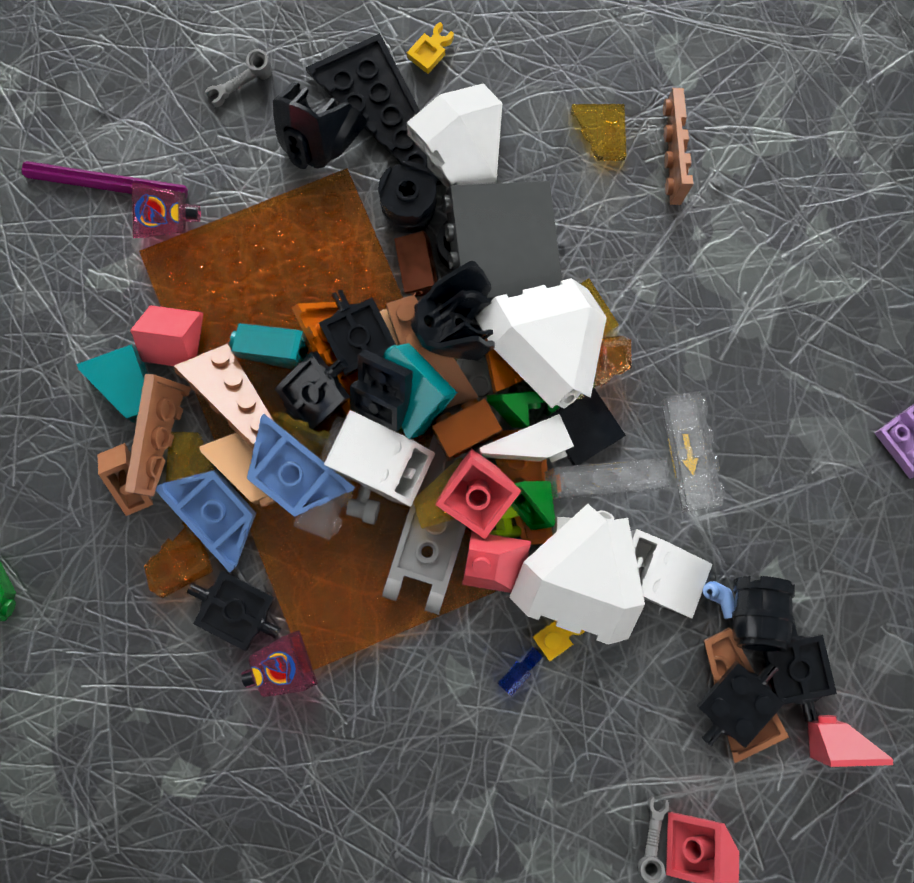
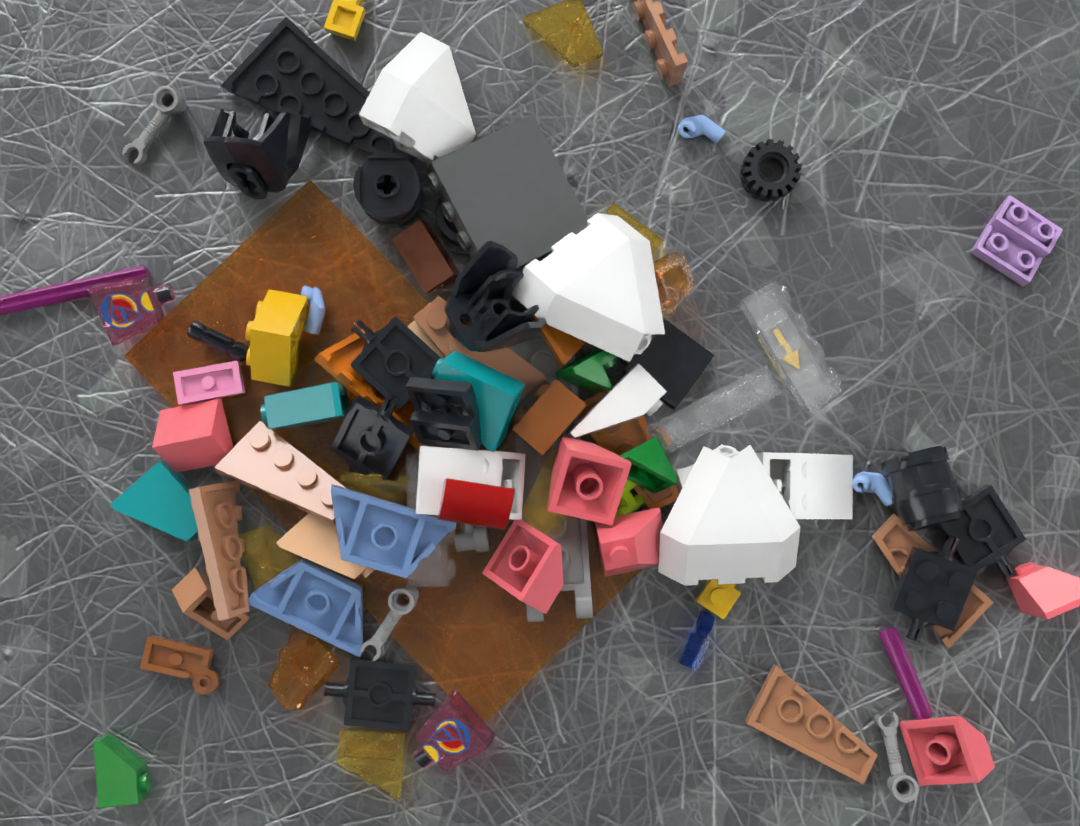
camera: 25 degrees left, 5 degrees up
(80, 517) = (181, 661): none -> dark orange hinge
(198, 297) = (209, 382): none -> bright pink plate
(208, 662) = (374, 756): none -> clear yellow wing
(220, 267) = (218, 341): none -> black axle
(267, 279) = (276, 337): none -> yellow brick
(279, 541) = (399, 606): none -> light grey brick
(310, 272) = (316, 309): none -> light blue arm
(377, 474) = (475, 504): none -> red brick
(401, 547) = (528, 566): none -> coral slope
(584, 778) = (804, 724): none -> nougat wing
(683, 244) = (698, 126): none -> light blue arm
(690, 771) = (906, 673): none -> magenta axle
(737, 287) = (780, 154): none -> black tyre

